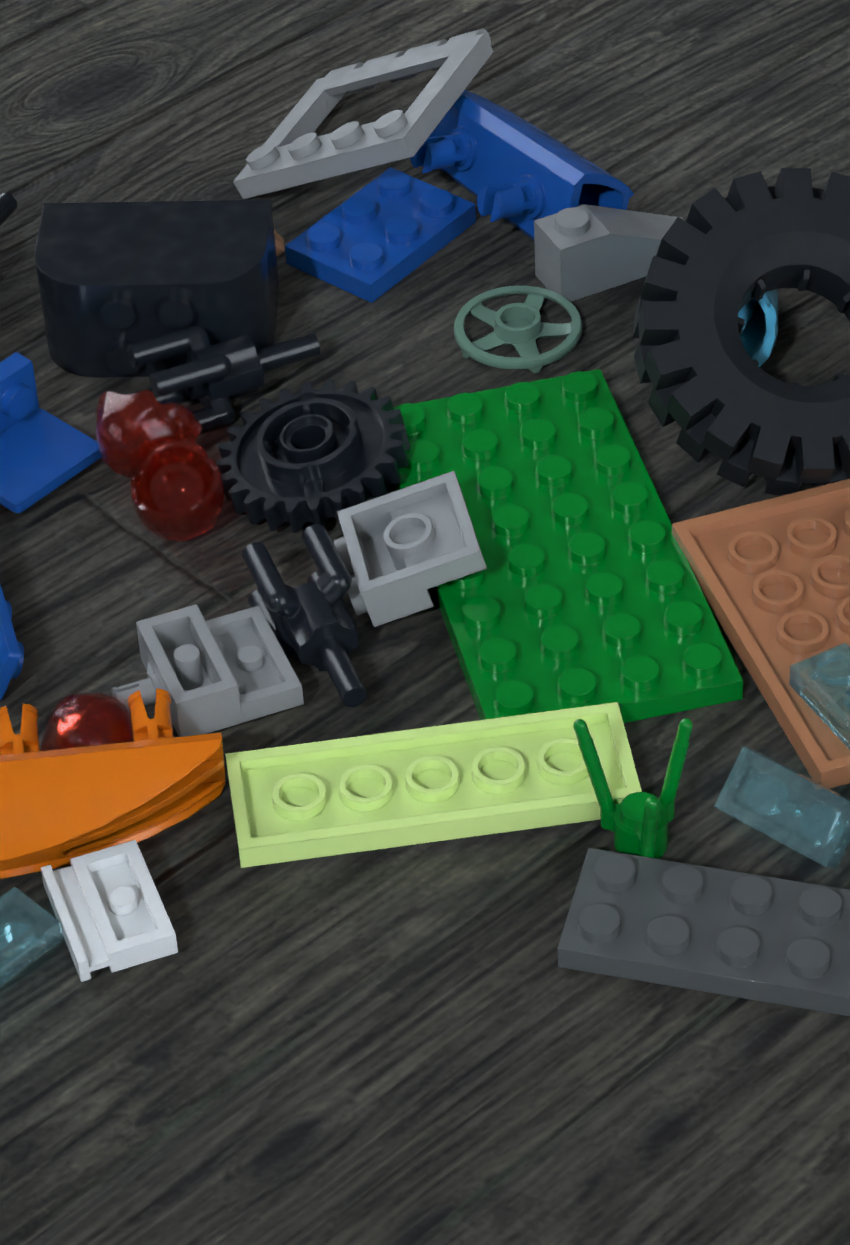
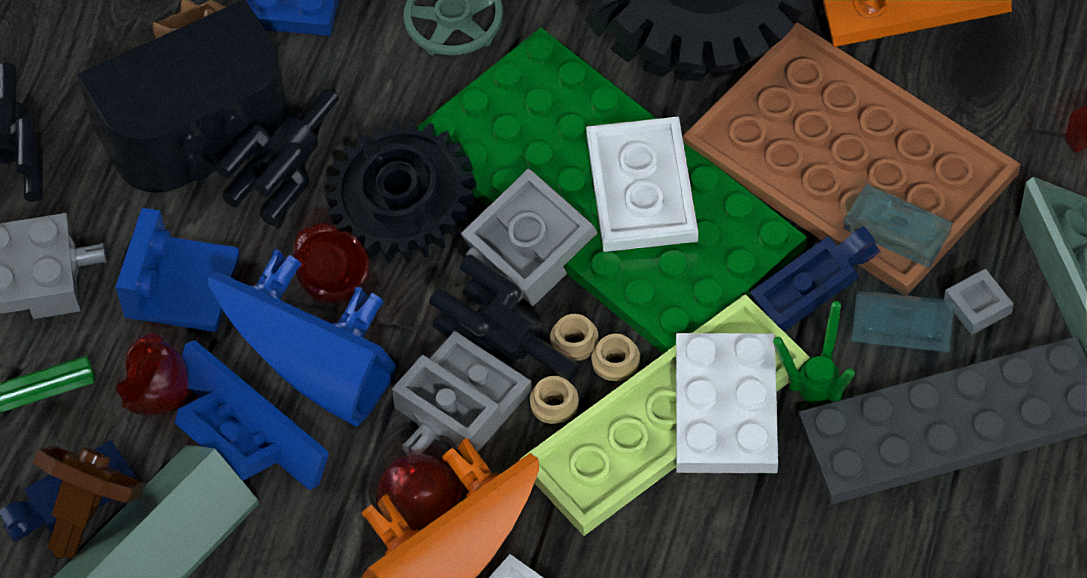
camera: 30 degrees left, 15 degrees up
(88, 569) = (317, 358): none -> blue piece
(134, 424) = (269, 228): clear red hair -> none
(317, 717) = (554, 388): none -> tan plate
(391, 670) = (574, 326): none -> tan plate
(421, 704) = (615, 346): none -> tan plate
(497, 795) = (726, 403): none -> white plate
(581, 547) = (641, 184): none -> white tile
(721, 715) = (814, 278): none -> dark blue plate

